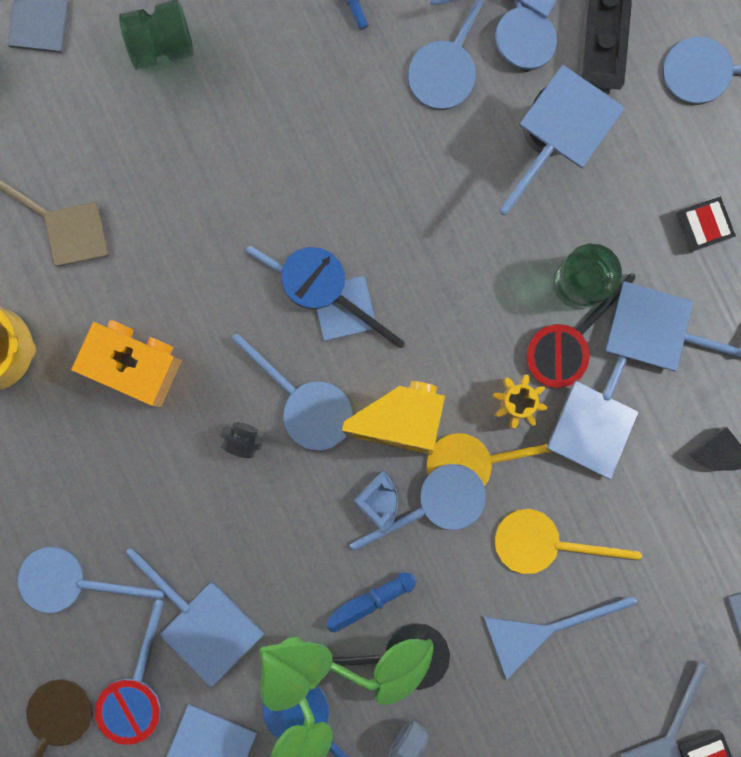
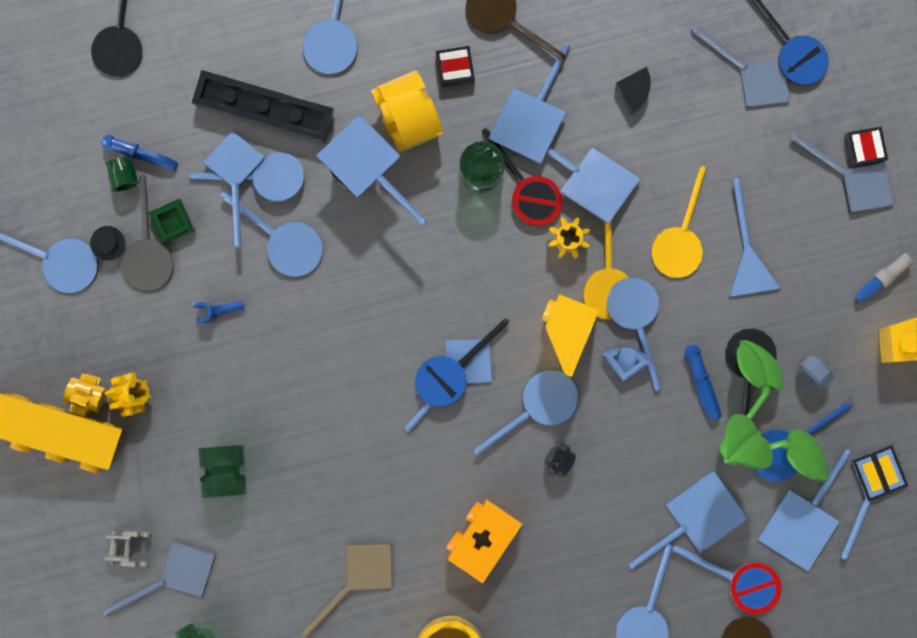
camera: 85 degrees left, 0 degrees up
(639, 169) = (407, 111): none -> yellow brick

